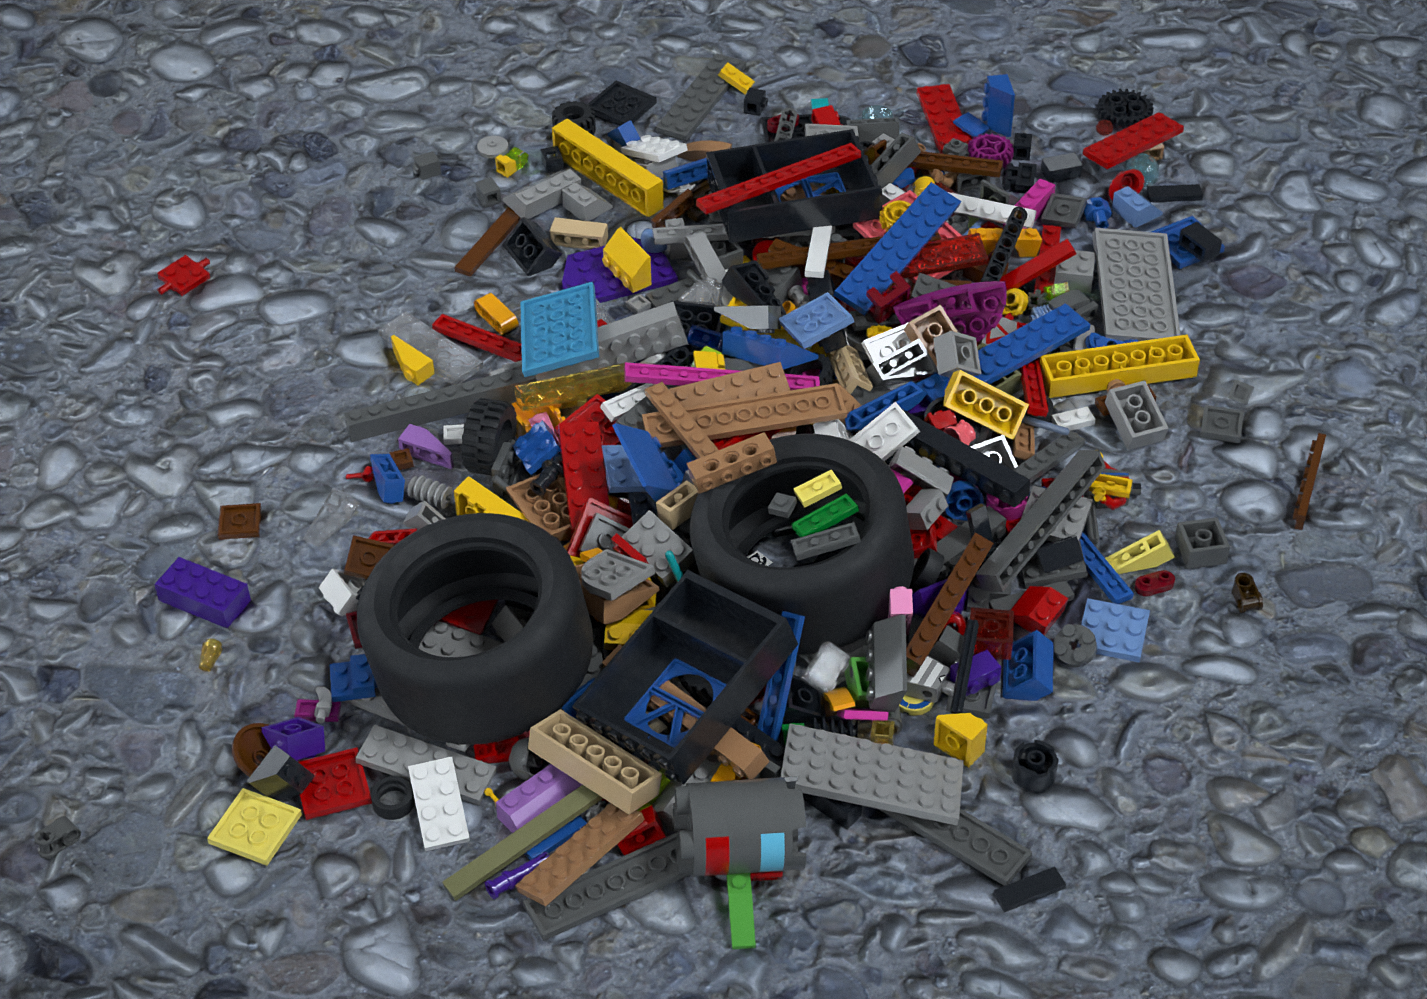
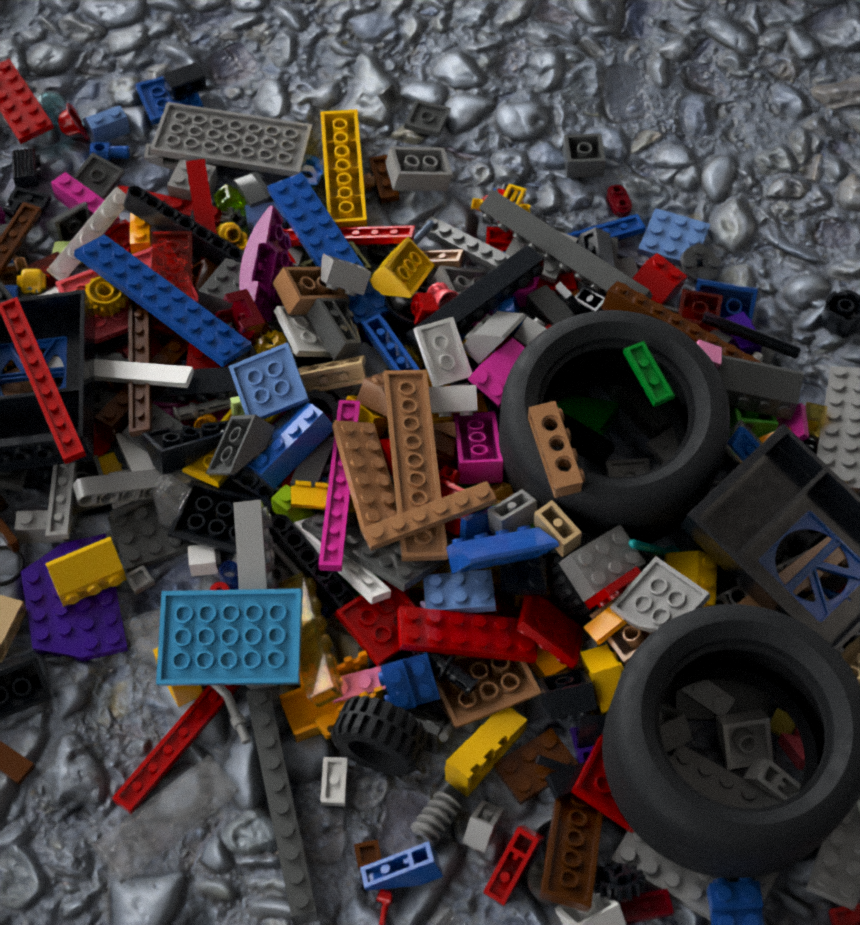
camera: 85 degrees left, 10 degrees up
(413, 363) = (193, 839): yellow slope -> none
(425, 446) = (350, 825): medium lavender slope -> none
(496, 313) = (123, 735): light orange beam -> none
(600, 533) = (562, 623): dark grey plate -> none
(648, 242) = (40, 552): medium blue hair -> none
(704, 337) = (251, 491): clear blue slope -> none
(782, 505) = (622, 410): dark grey plate -> none
(818, 488) = (609, 374): light yellow plate -> none
(825, 541) = (682, 377): dark grey tile -> none
(961, 736) = (817, 356): yellow slope -> none
(1074, 419) = (399, 216): white plate -> none
(1141, 555) = (590, 199): light yellow slope -> none
(1174, 193) = (90, 93): black tile -> none
(1246, 593) = (639, 141): dark brown piece -> none
(1307, 486) = (510, 74): reddish brown plate -> none

